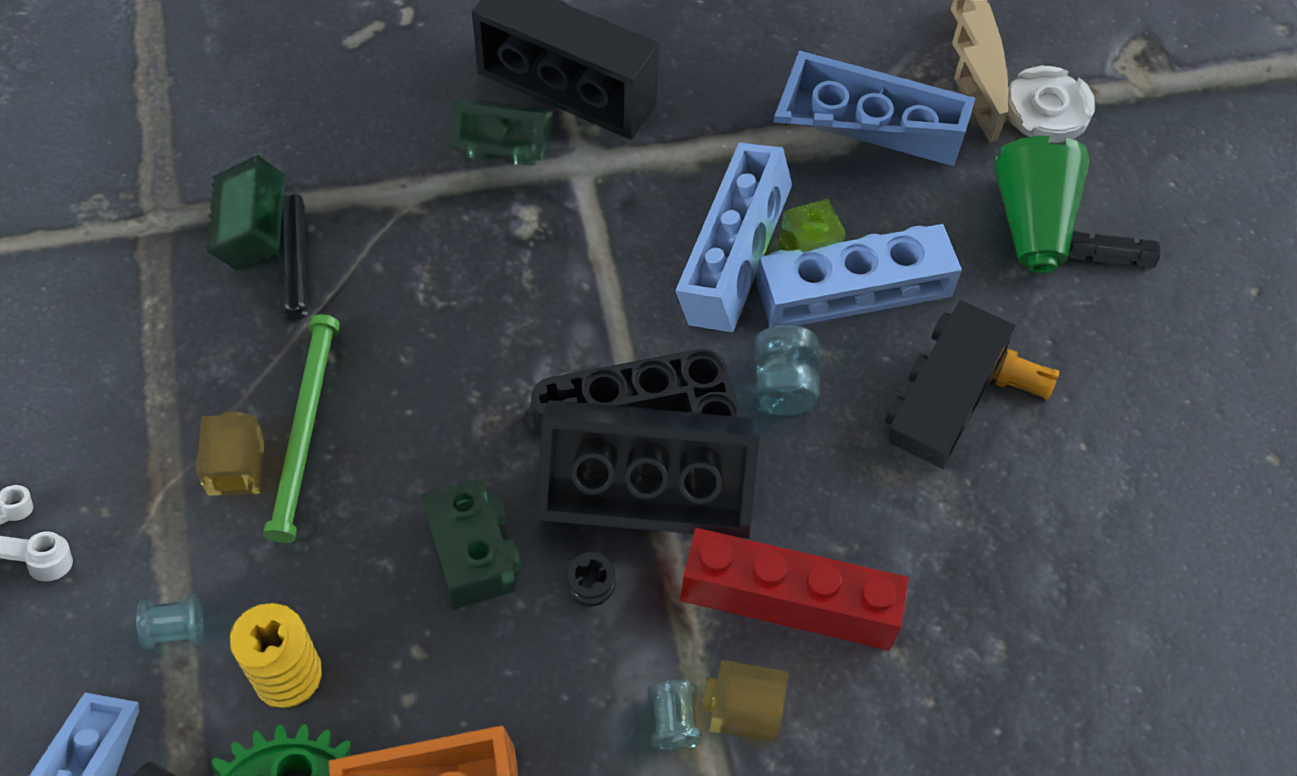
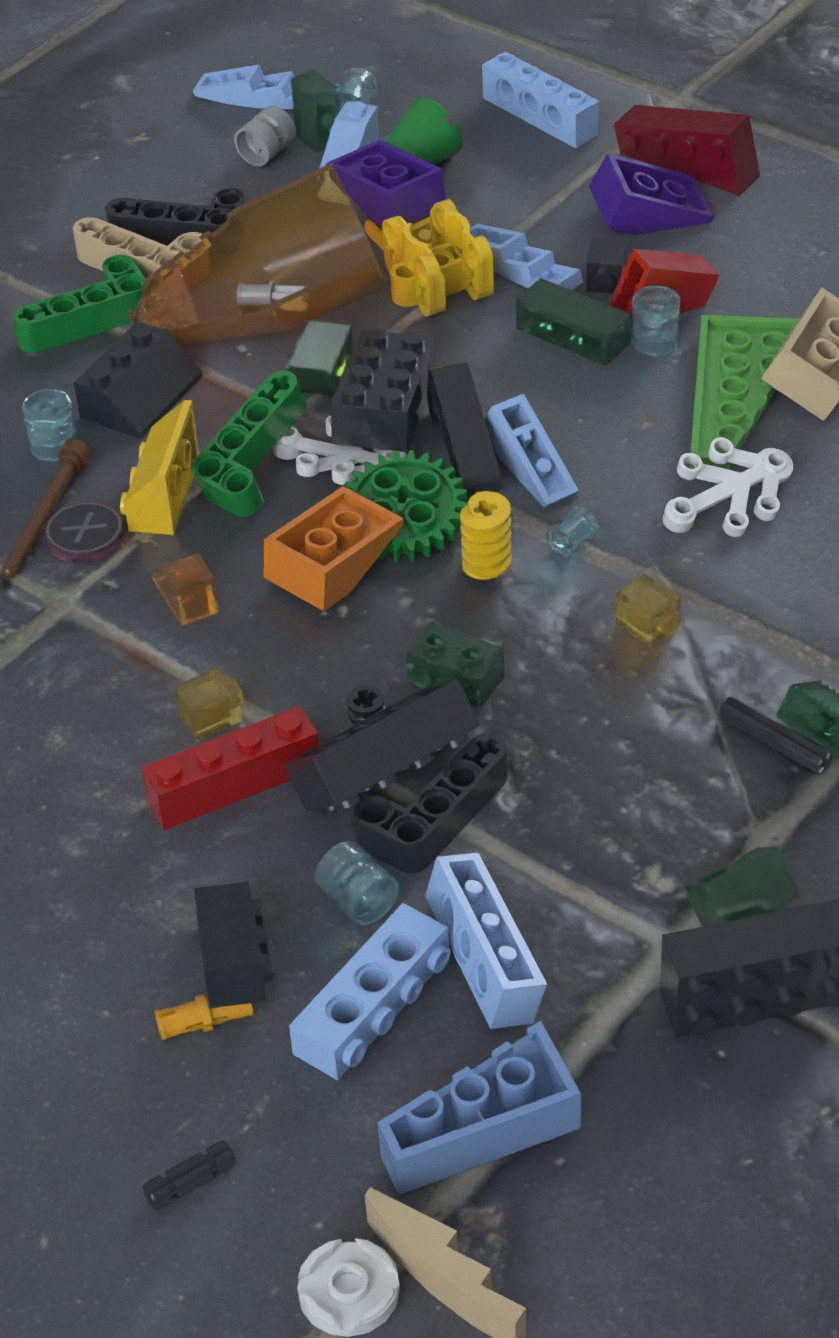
camera: 145 degrees right, 15 degrees down
(281, 526) = (693, 710): bright green bar -> none
(674, 715) = (246, 672): clear light blue bush -> none
(810, 227) = (437, 983): clear neon green bracket -> none
(1042, 197) = (280, 1150): green cone -> none

